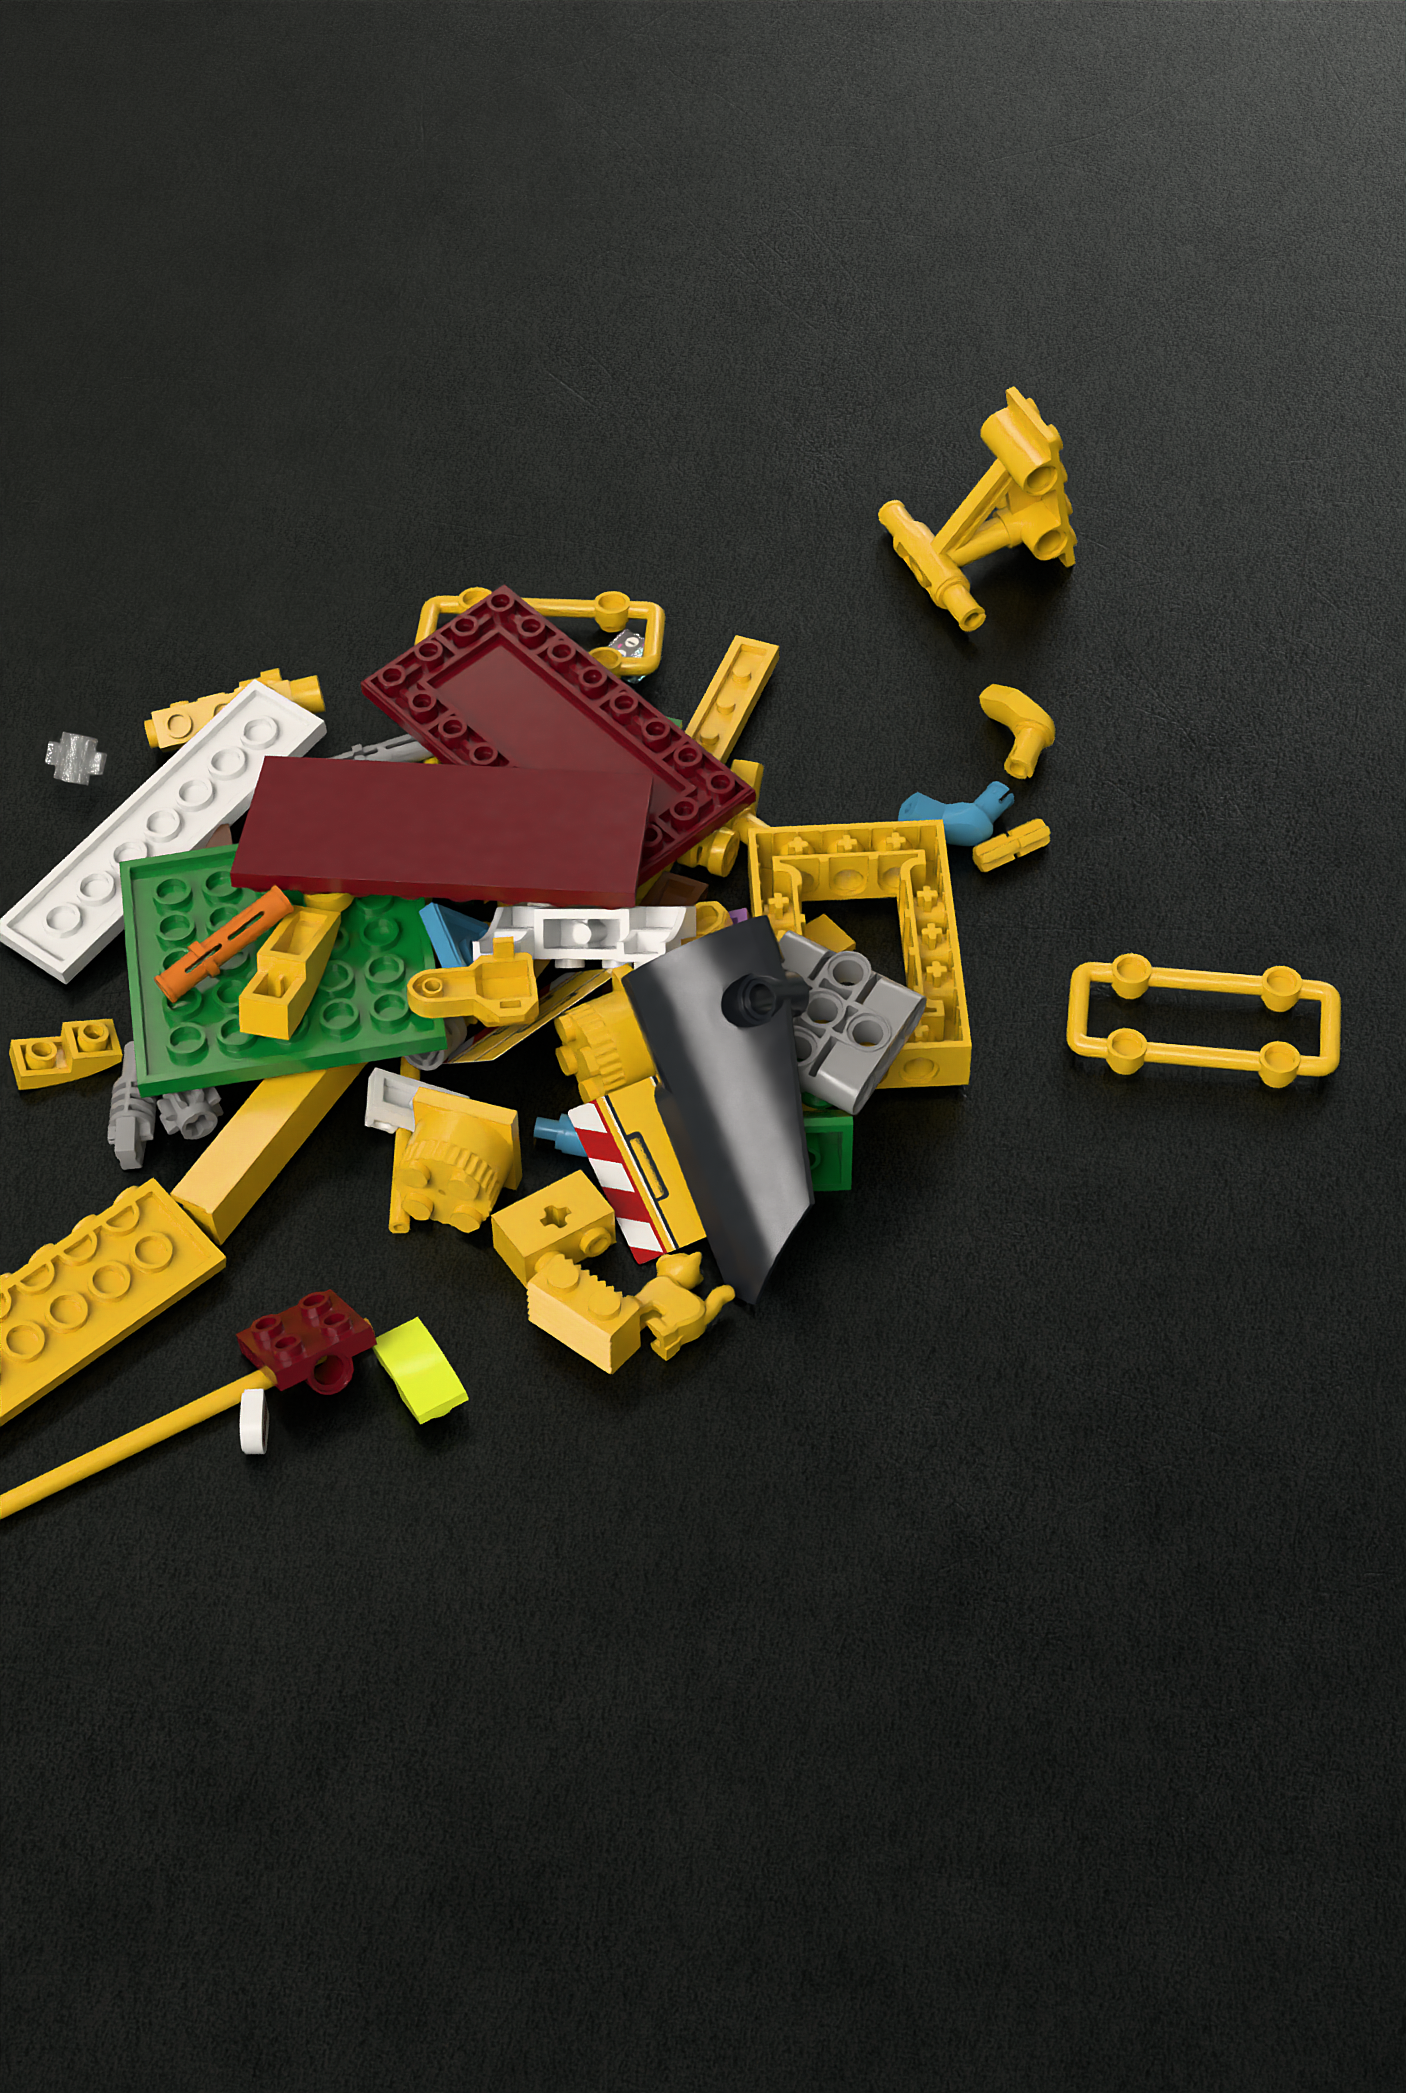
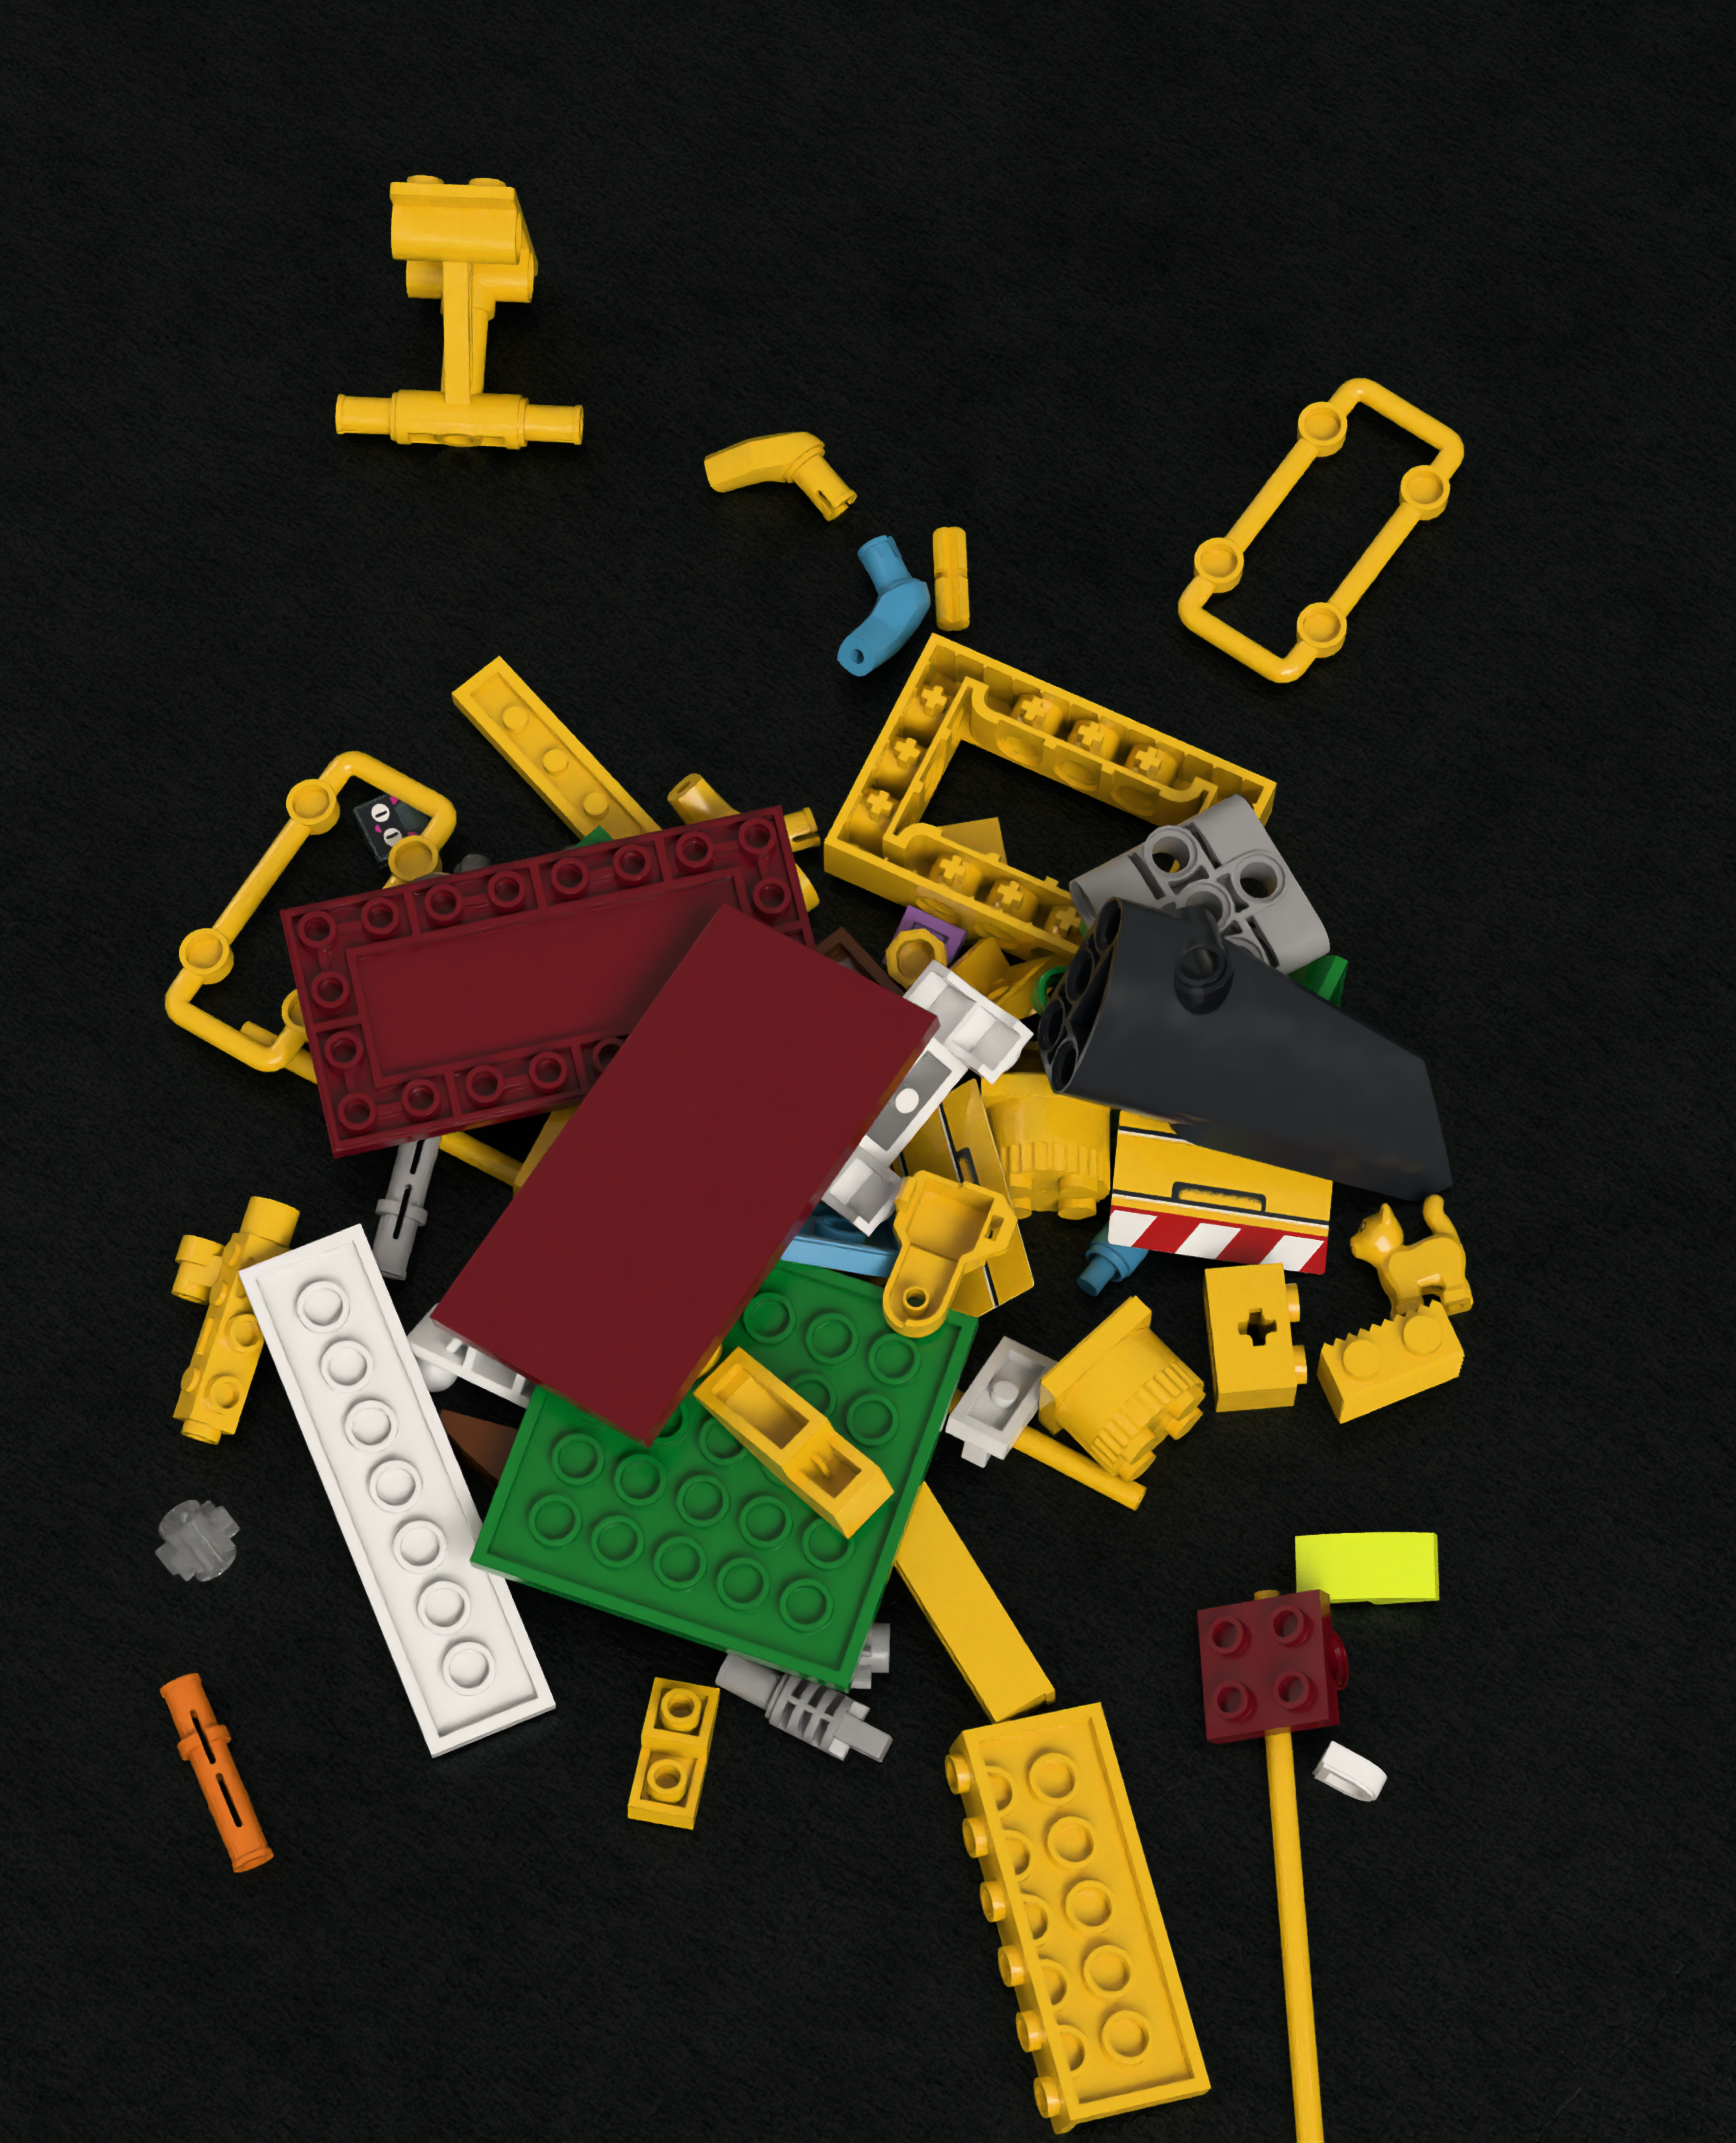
camera: 60 degrees left, 20 degrees up
(176, 982) = (717, 1497): orange pin -> none

